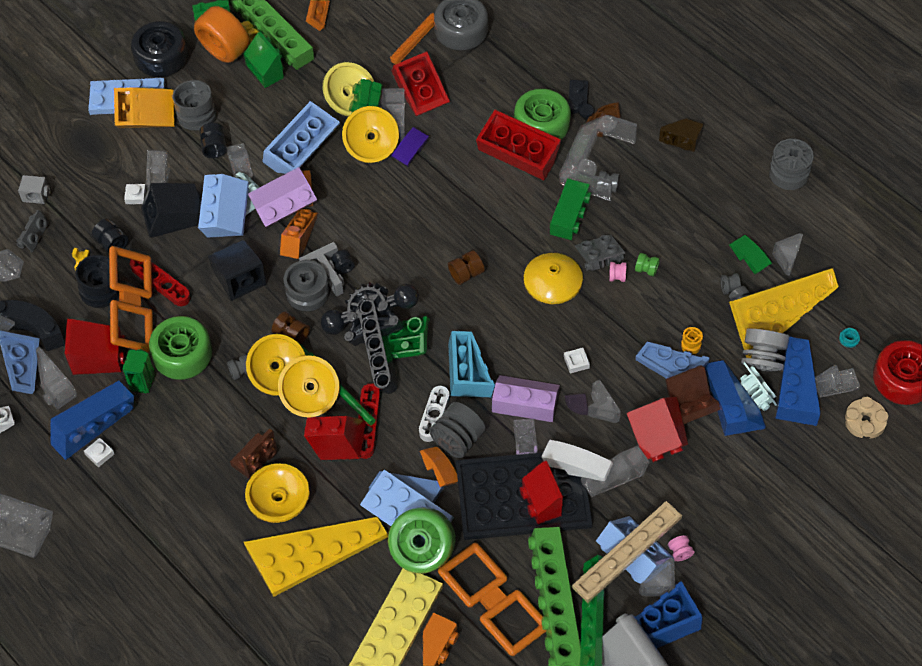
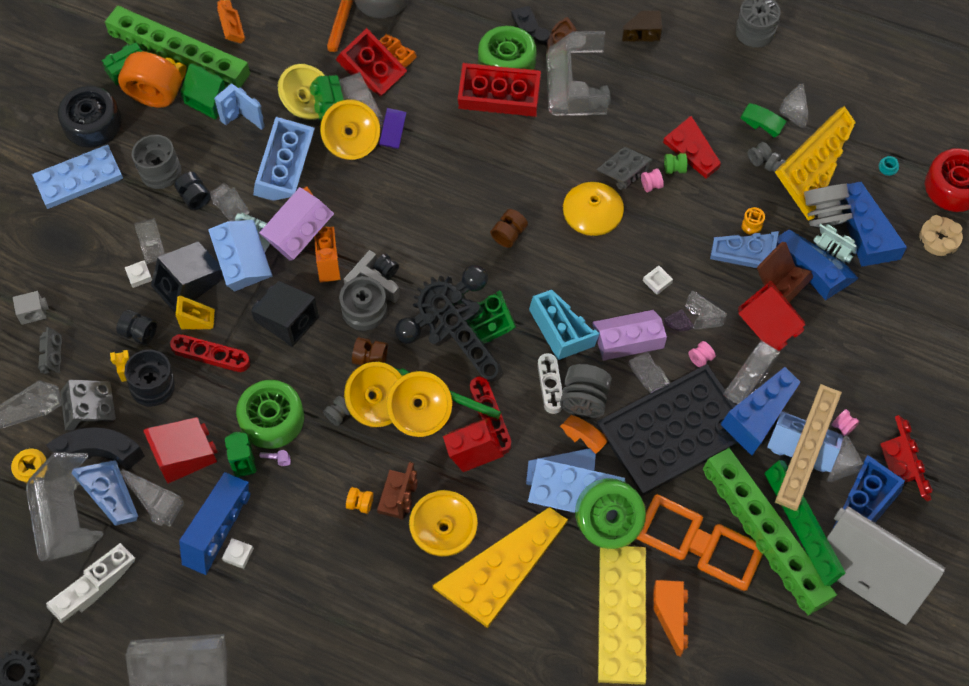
camera: 25 degrees left, 5 degrees up
(41, 283) = (86, 402): none -> dark grey bracket
(130, 298) = (194, 384): orange bar -> none
(143, 107) = (105, 182): light orange slope -> none
(161, 243) = (193, 314): none -> yellow slope
(175, 389) = (282, 456): none -> lavender hand
(218, 447) = (359, 500): none -> light orange wheel
(282, 78) = (235, 101): none -> light blue bracket
(449, 81) = (401, 53): none -> orange slope
(542, 493) = (700, 421): red slope -> none
(570, 209) = (577, 136): green brick -> none
(576, 461) = (714, 377): white slope -> none
(581, 438) = (702, 354): none -> bright pink wheel
(597, 506) = (758, 412): none -> blue wedge
(673, 256) = (689, 139): none -> red wing
(719, 602) = (902, 458): none -> red bracket
(836, 382) = (900, 210): clear slope -> none

